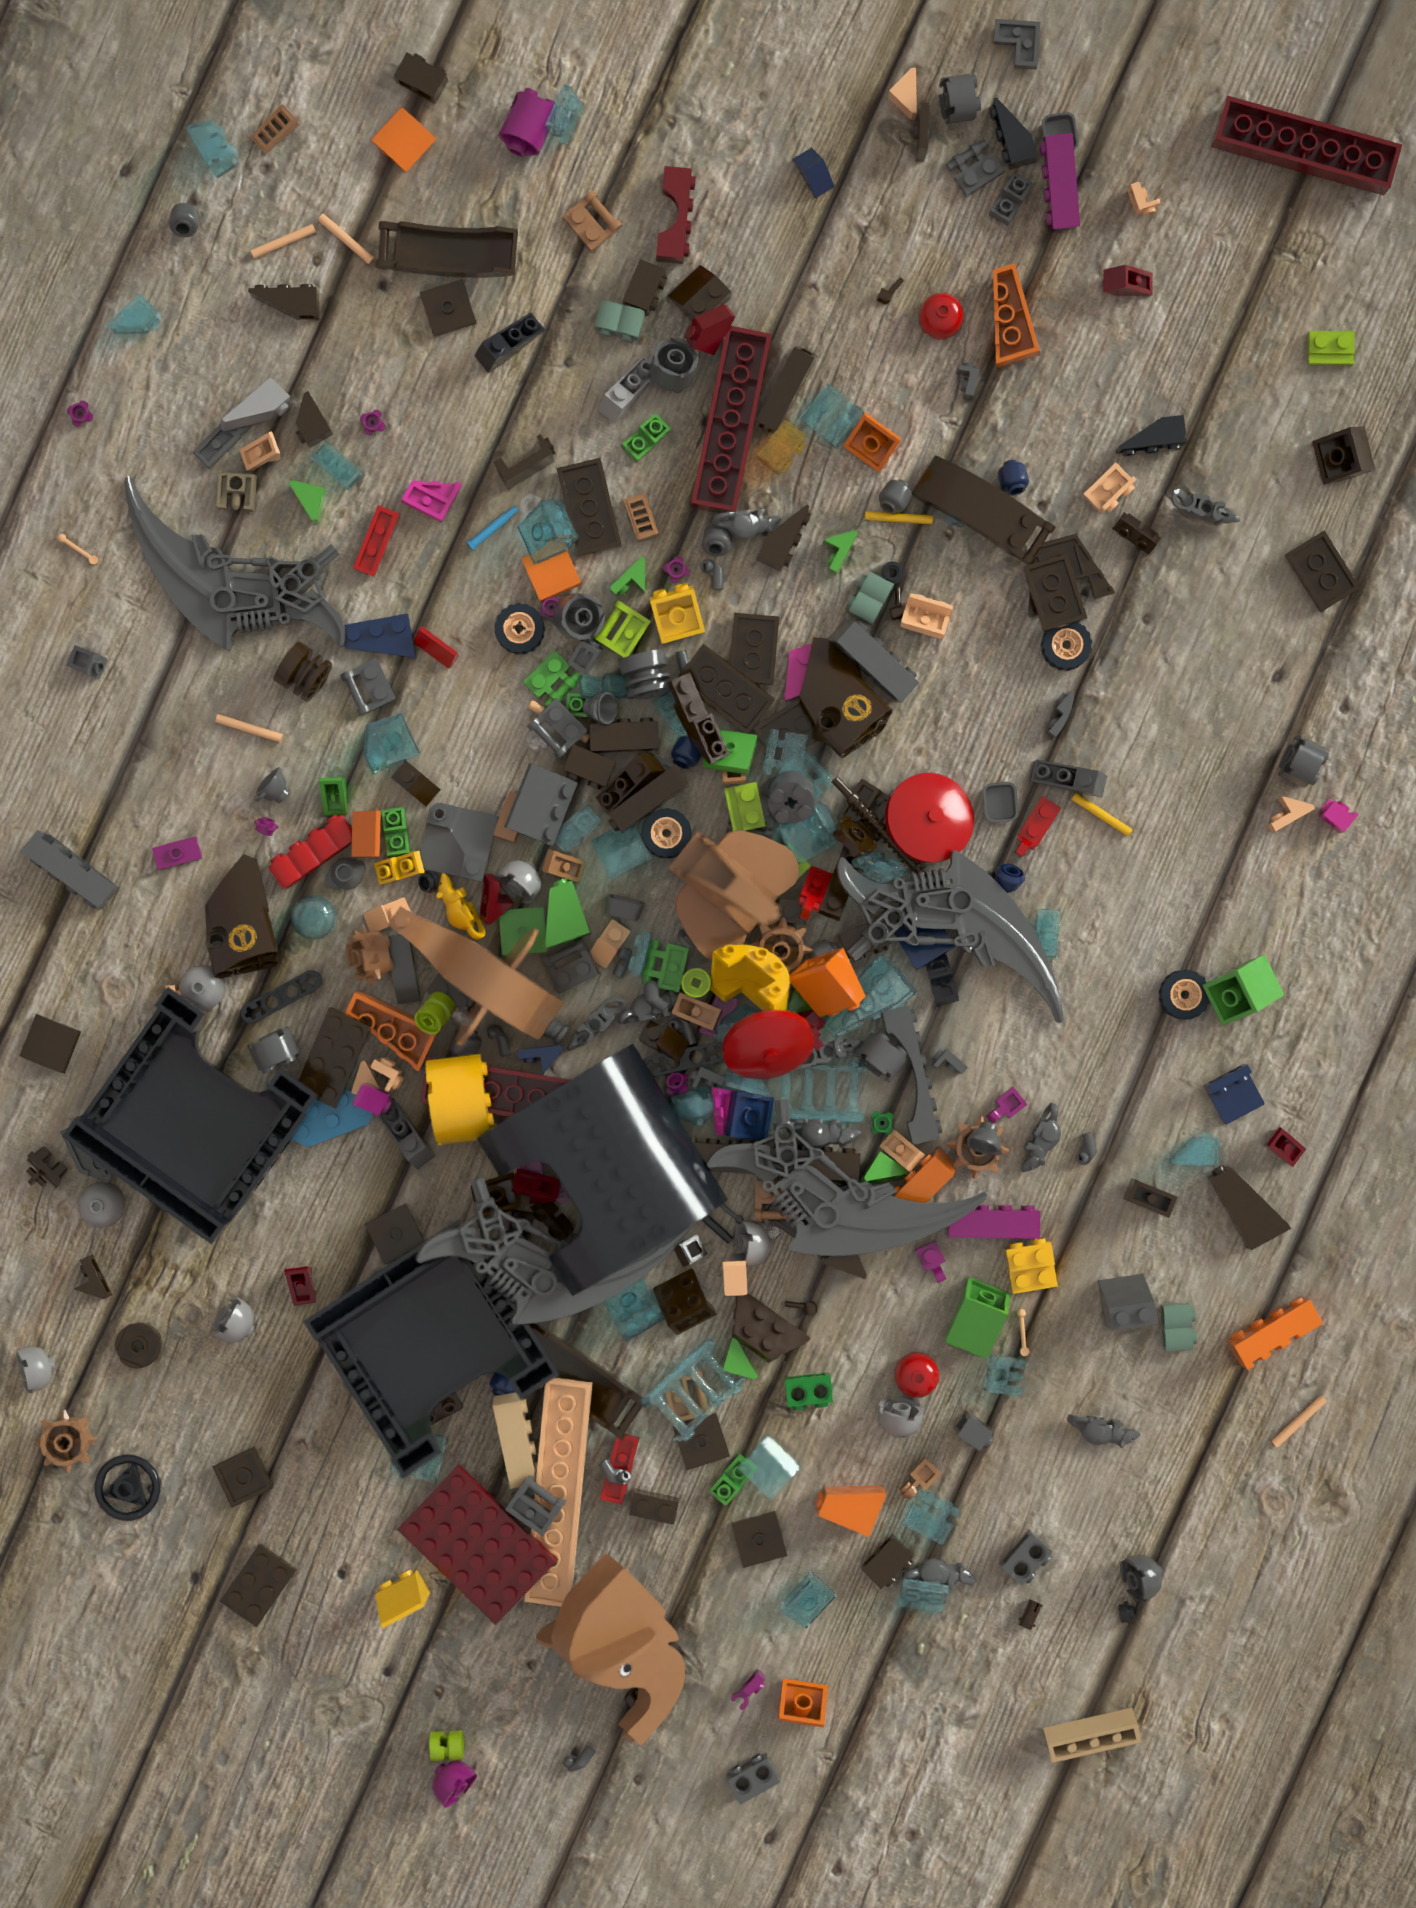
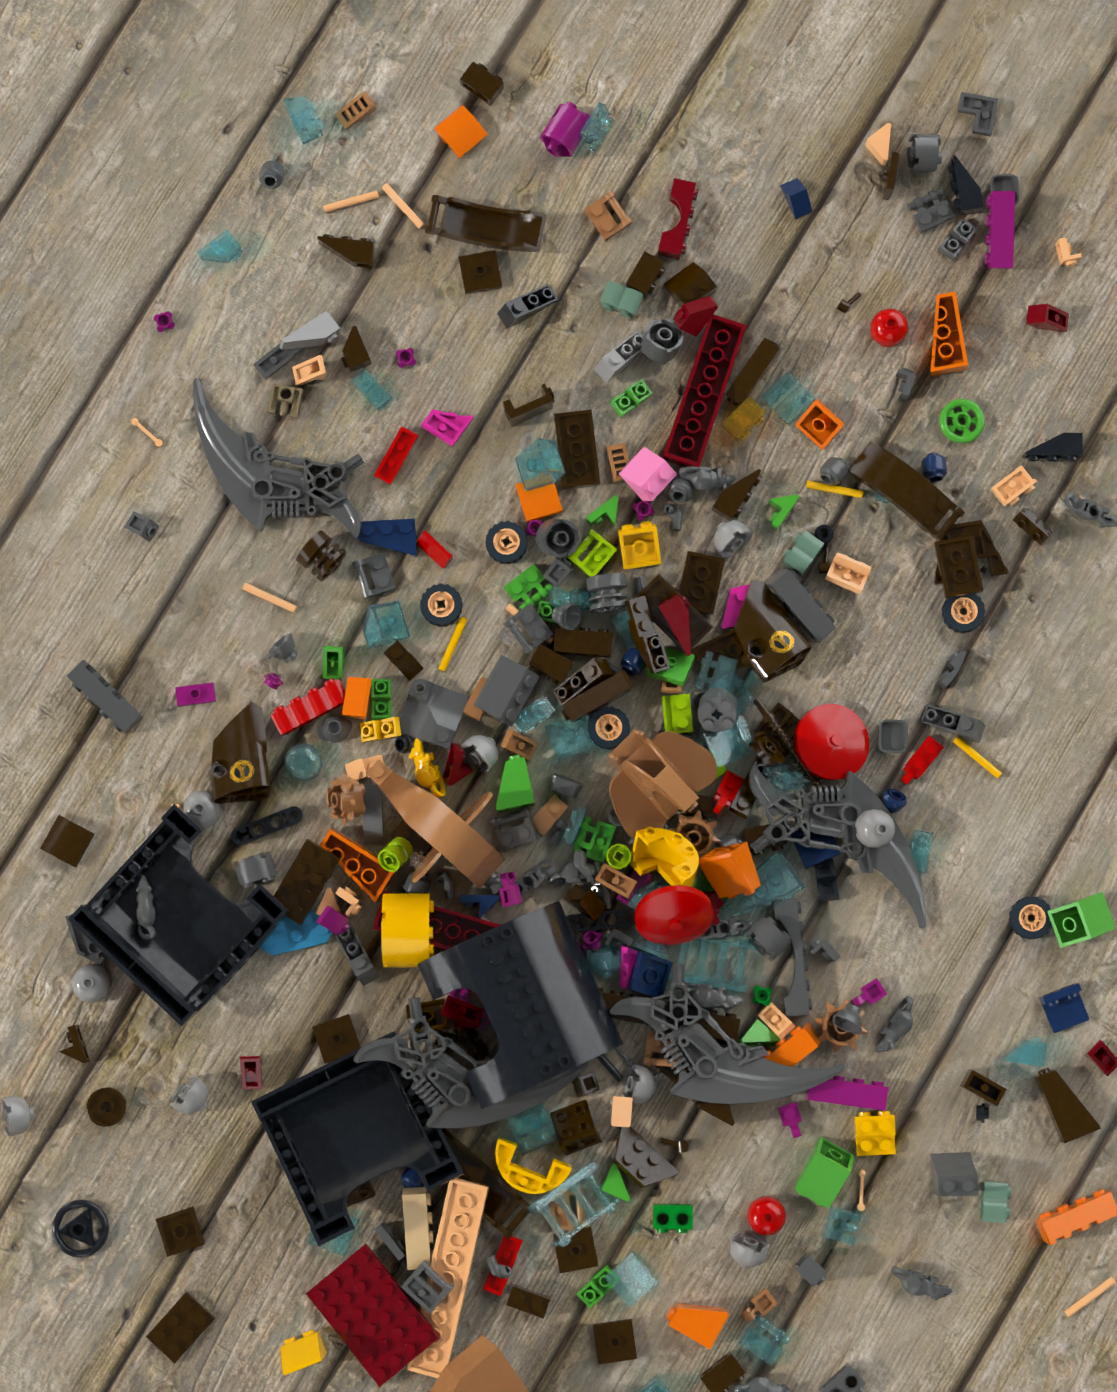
camera: 10 degrees right, 5 degrees down
(38, 1161) = (43, 939): dark brown hips -> none
(57, 1451) = (22, 1181): medium nougat brick -> none
(151, 1114) = (145, 910): none -> dark grey animal
(311, 498) = (346, 413): bright green slope -> none
(454, 725) = (438, 594): none -> black wheel
(471, 757) = (452, 644): none -> yellow bar
(480, 1451) = (396, 1247): none -> dark grey plate
(491, 528) = (492, 457): dark azure piece -> none
(517, 922) = (472, 788): bright green plate -> none
(575, 1040) = (509, 893): none -> magenta plate
(631, 1368) = (523, 1178): none -> yellow cylinder
(676, 527) = (647, 474): none -> bright pink slope
(731, 692) = (677, 615): none -> dark red slope
(783, 589) = (731, 536): none -> light grey cylinder
(991, 913) = (875, 828): none -> light grey cylinder
(1026, 431) = (948, 412): none -> bright green plate
(1088, 1151) = (934, 1041): dark grey arm -> none
(1152, 1226) = (982, 1113): none -> black plate

